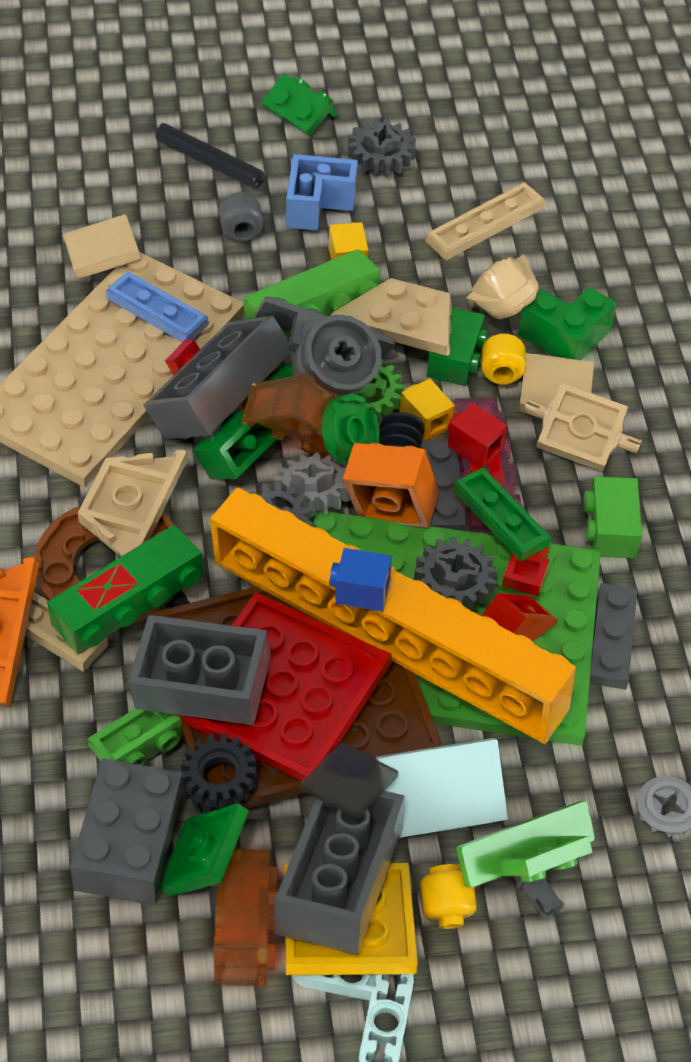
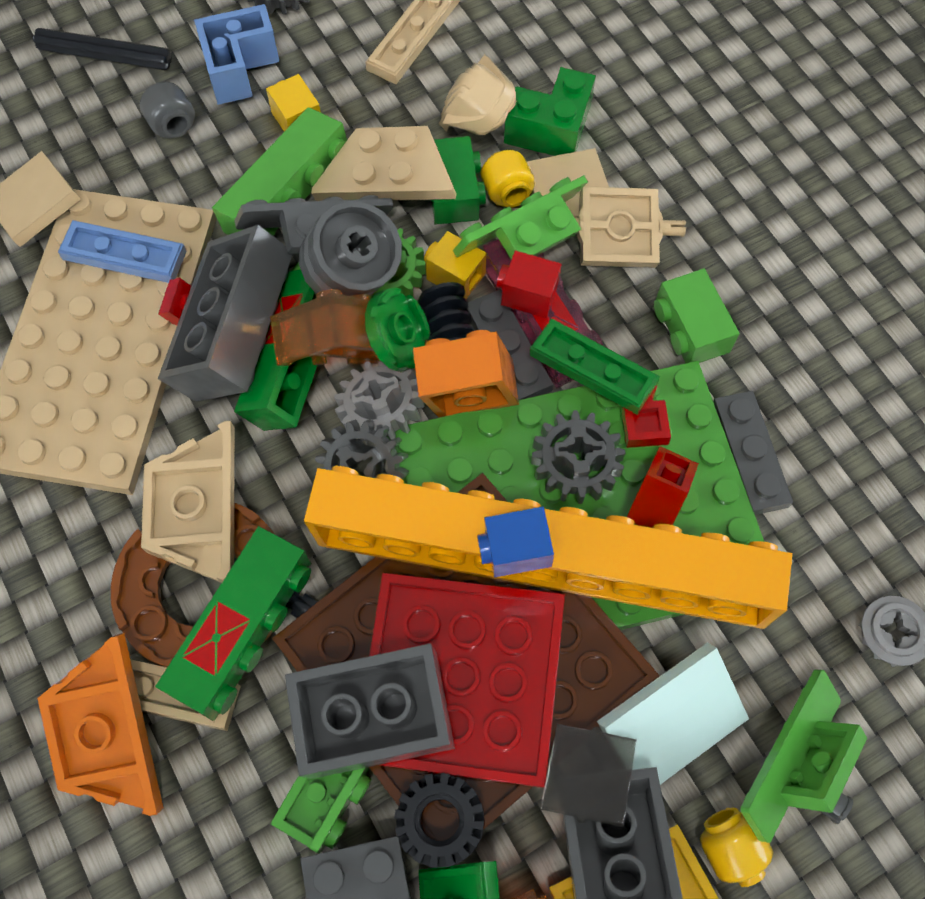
camera: 20 degrees left, 15 degrees up
(503, 396) = (533, 227): none -> bright green bracket

